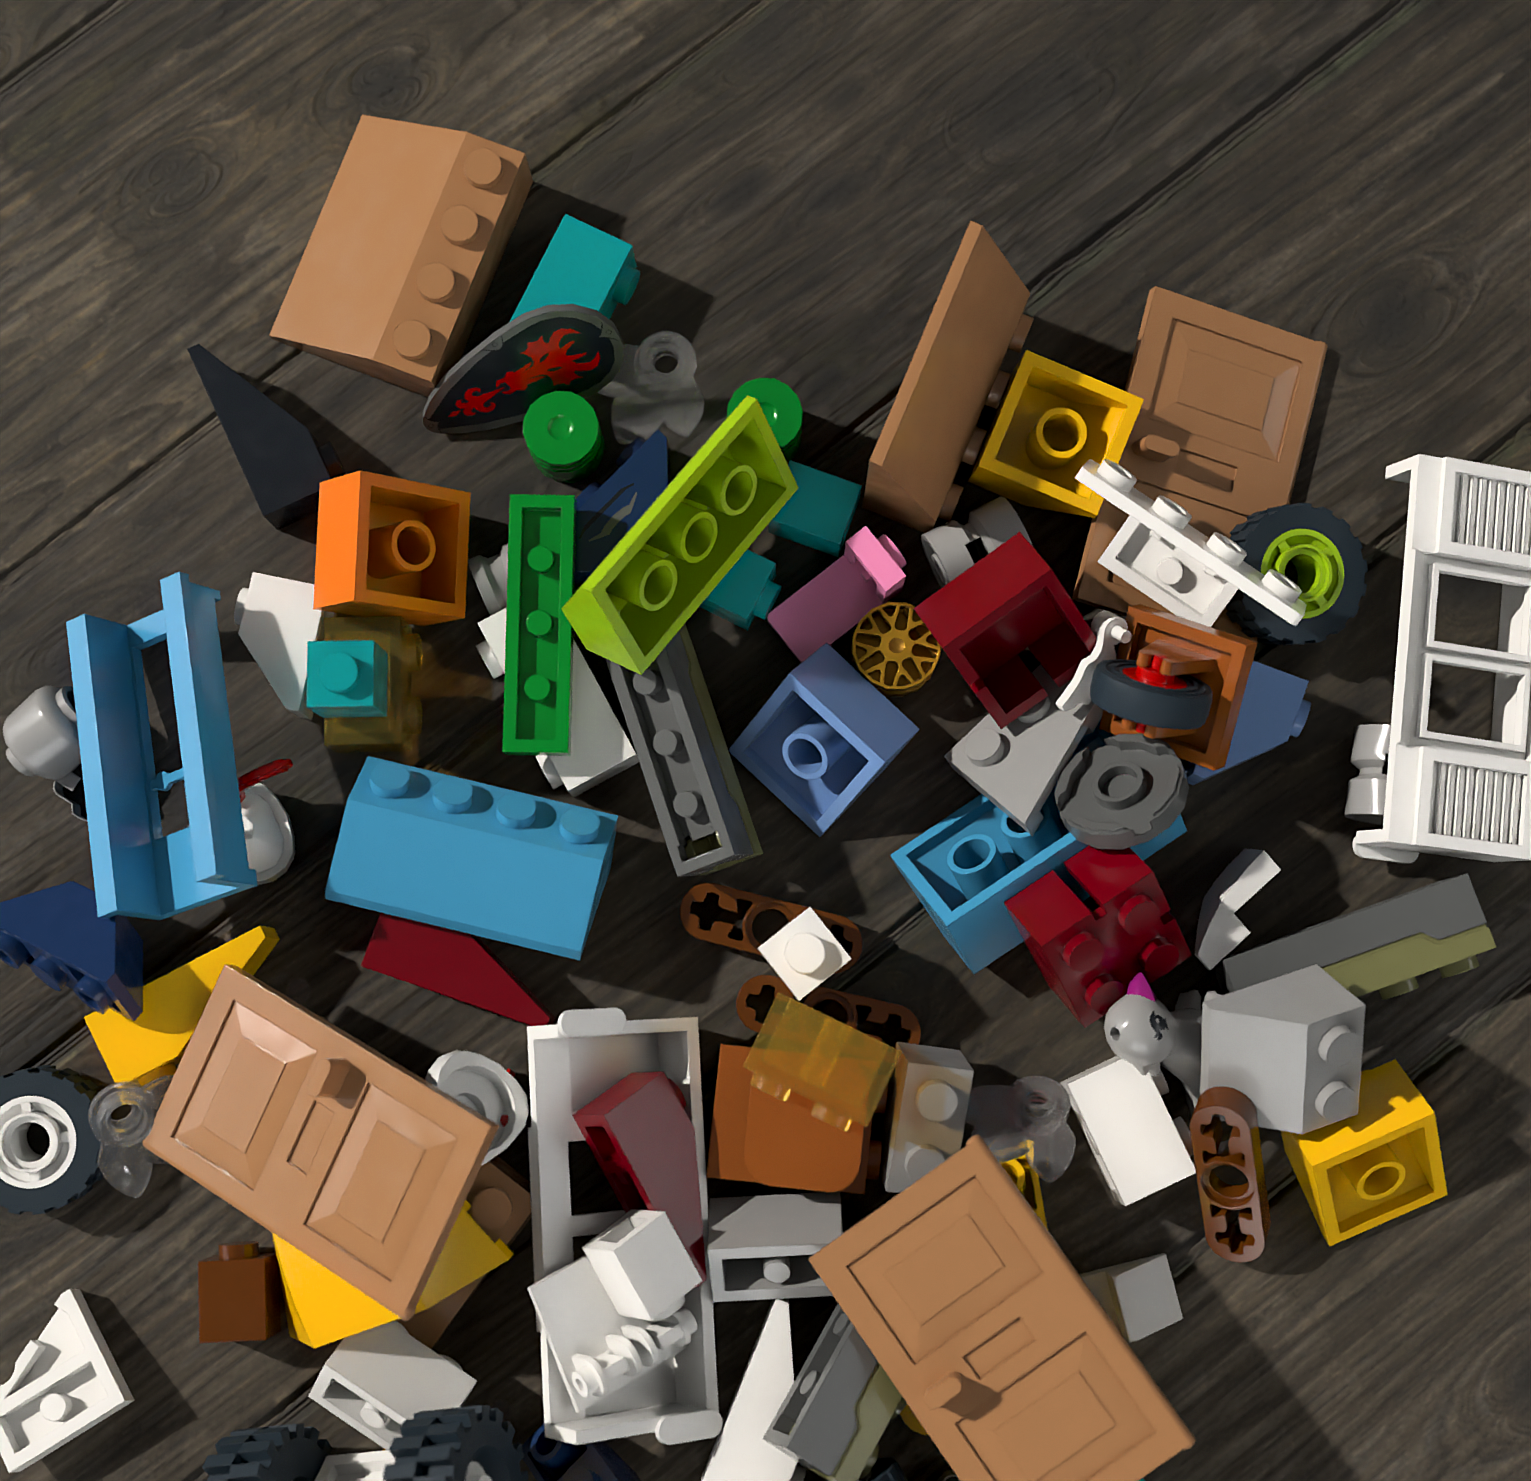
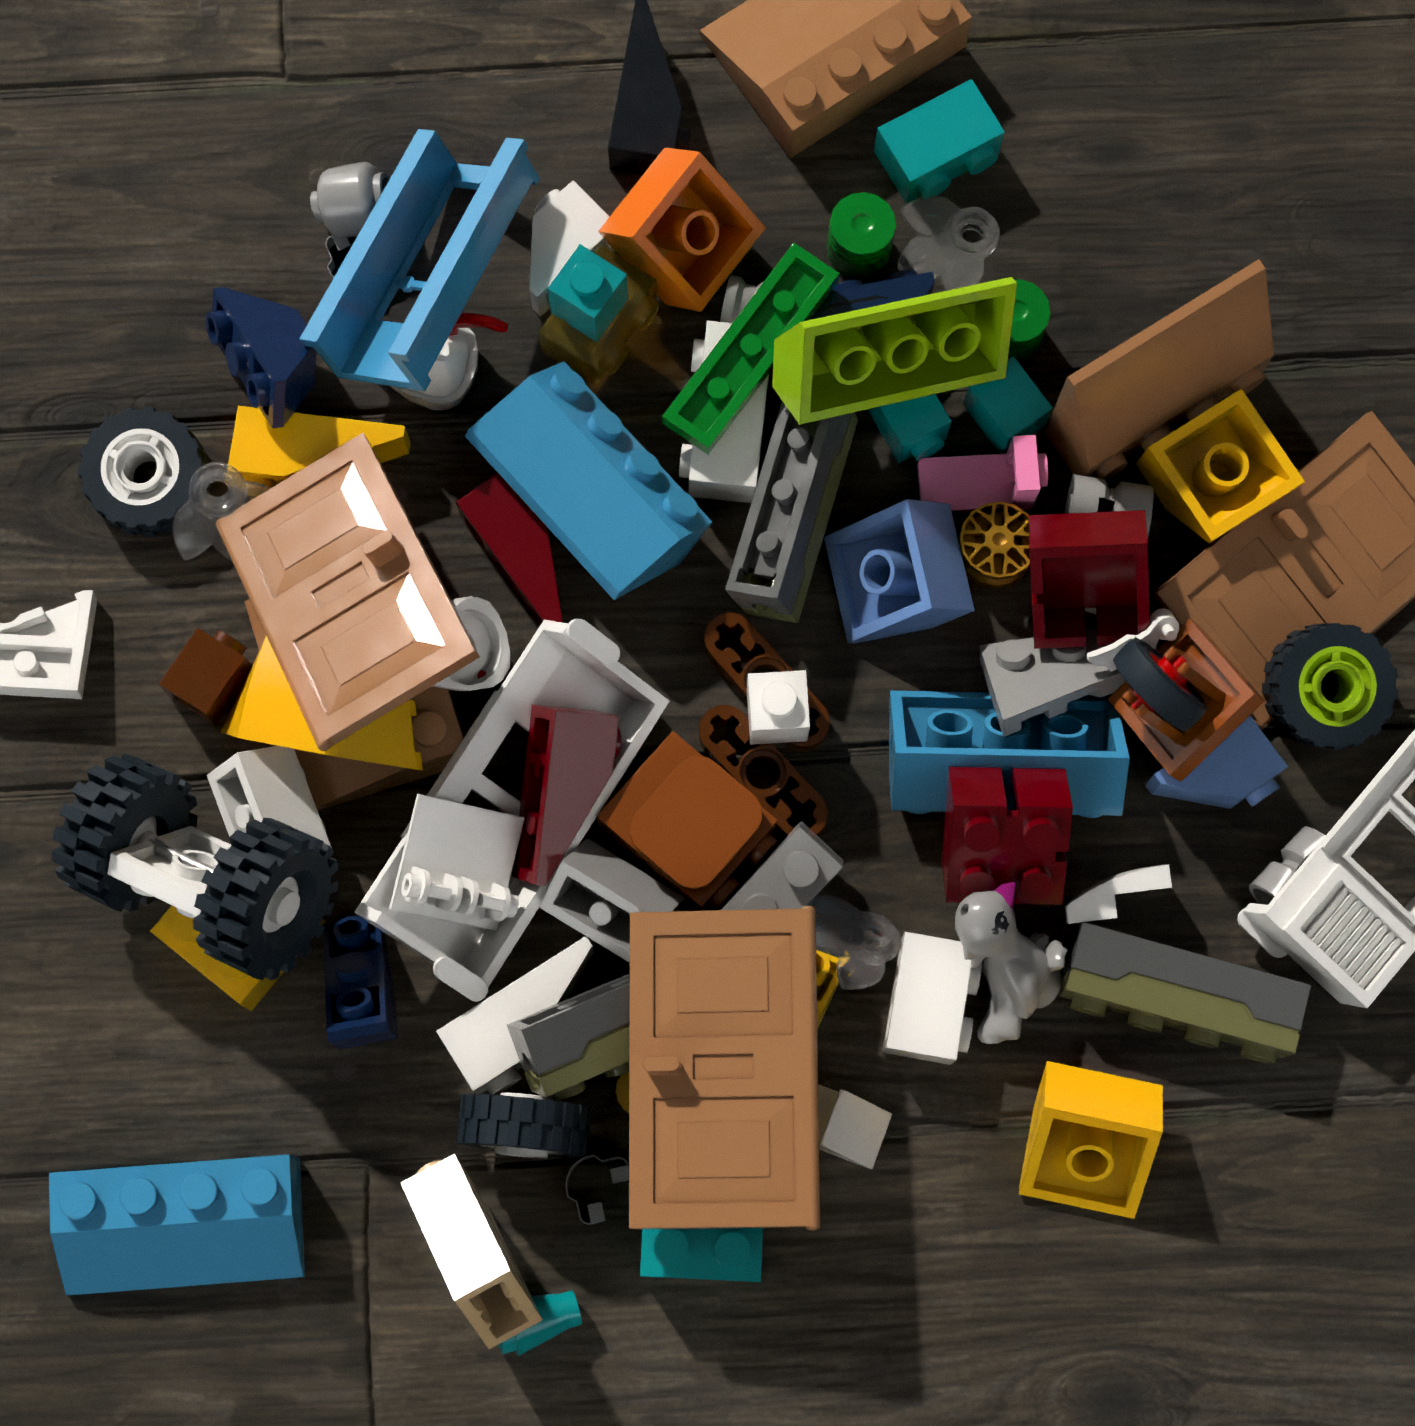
camera: 30 degrees right, 5 degrees down
(529, 357) = (870, 158): shield -> none
(643, 1265) = (508, 840): white brick -> none
(821, 1061) = (737, 780): clear yellow brick -> none
(1122, 792) = (1091, 744): dark grey tile -> none
(1176, 561) = (1246, 609): white bracket -> none
(1241, 1152) = (999, 1064): reddish brown beam -> none
(1287, 1048) = (1078, 1010): light grey slope -> none

